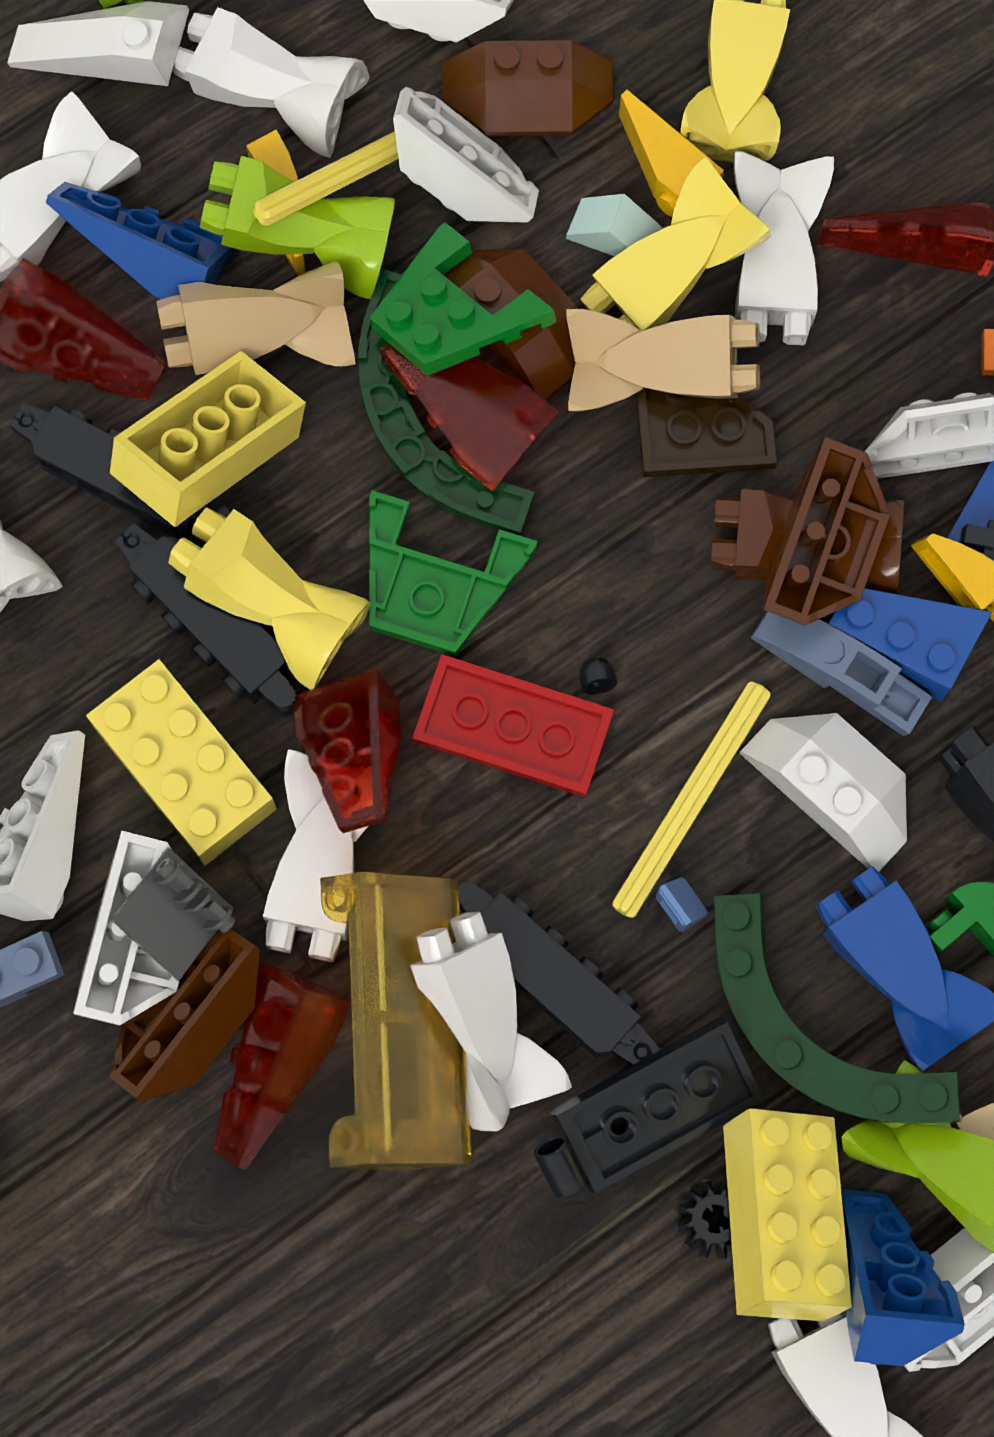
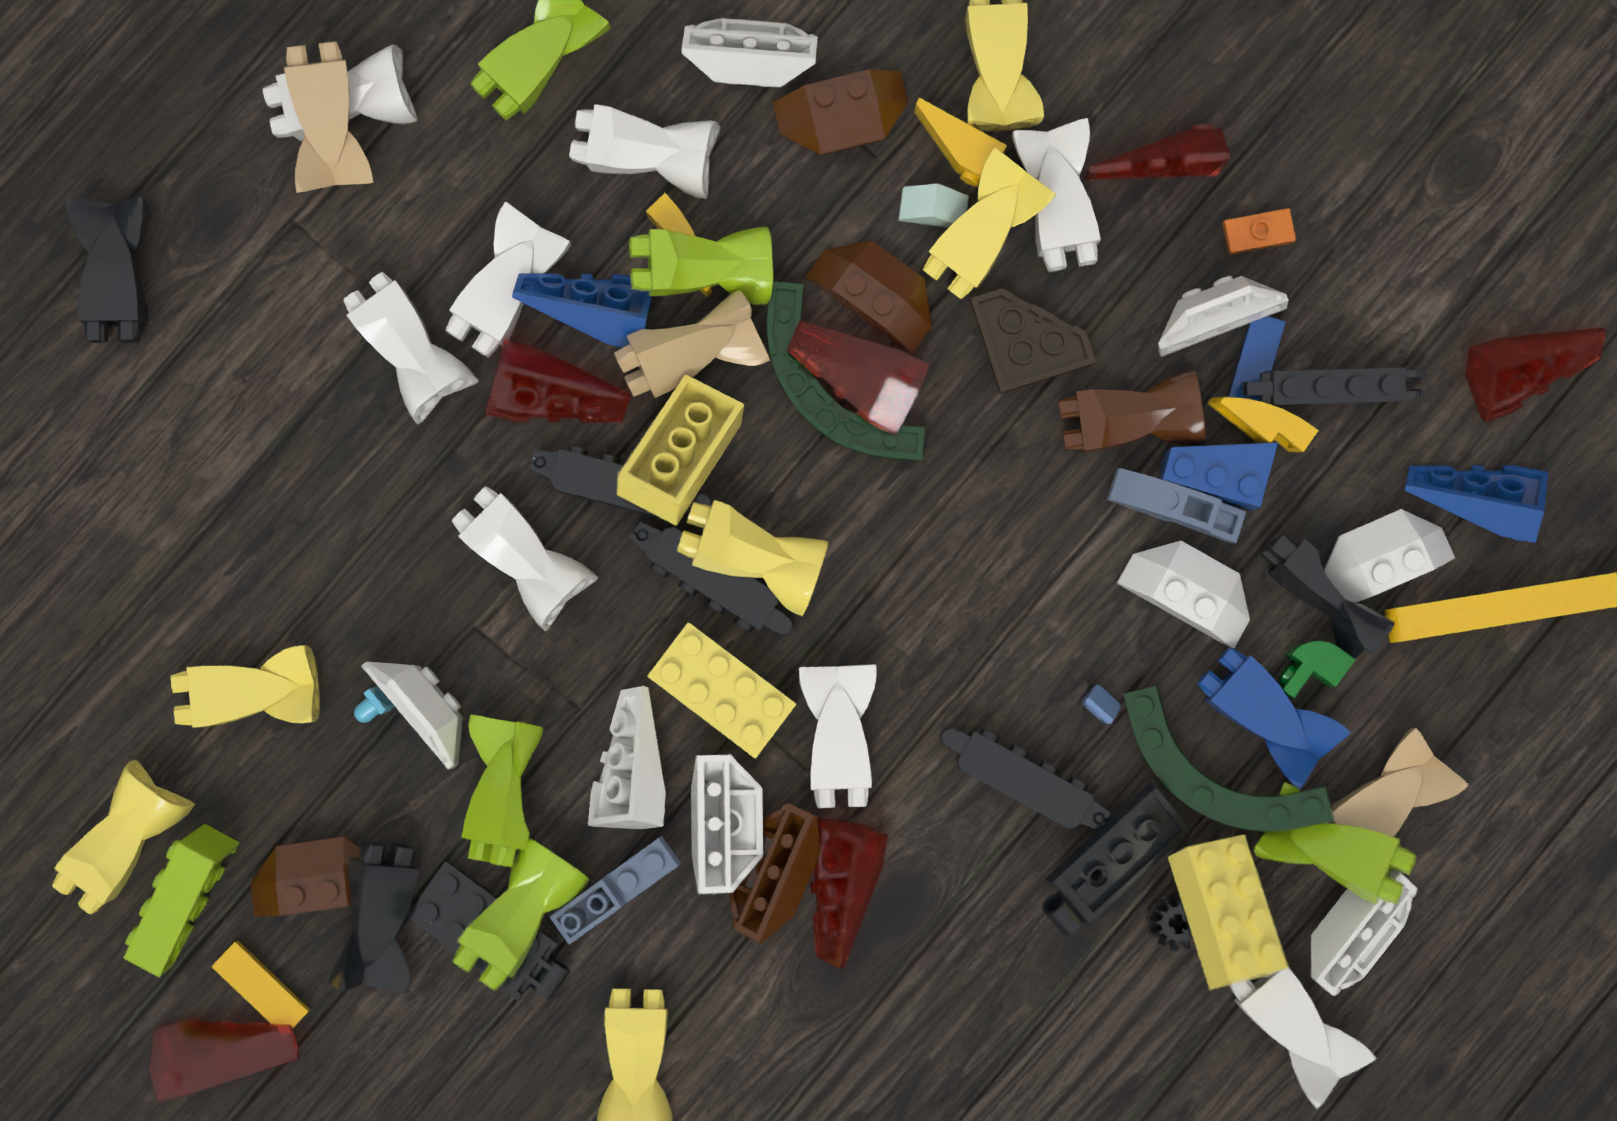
camera: 15 degrees left, 10 degrees up
(112, 43) = (520, 149): white wedge -> none
(173, 914) = (749, 805): dark grey hinge -> none
(326, 180) = (733, 210): light yellow axle -> none
(352, 745) = (845, 655): clear red wedge -> none
(403, 1050) = (931, 842): clear yellow windscreen -> none
(427, 596) = (867, 524): green wing -> none
(437, 321) = (824, 318): green wing -> none
(459, 162) = (810, 186): white wedge -> none
(477, 998) = (977, 813): white hips -> none
(513, 725) = (951, 604): red plate -> none
(597, 676) = (1002, 552): black hinge -> none
(675, 358) = (1005, 305): tan hips -> none
(691, 800) = (1091, 626): light yellow axle -> none
(827, 537) = (1148, 420): reddish brown wedge -> none
(895, 1293) = (1317, 952): blue wedge -> none

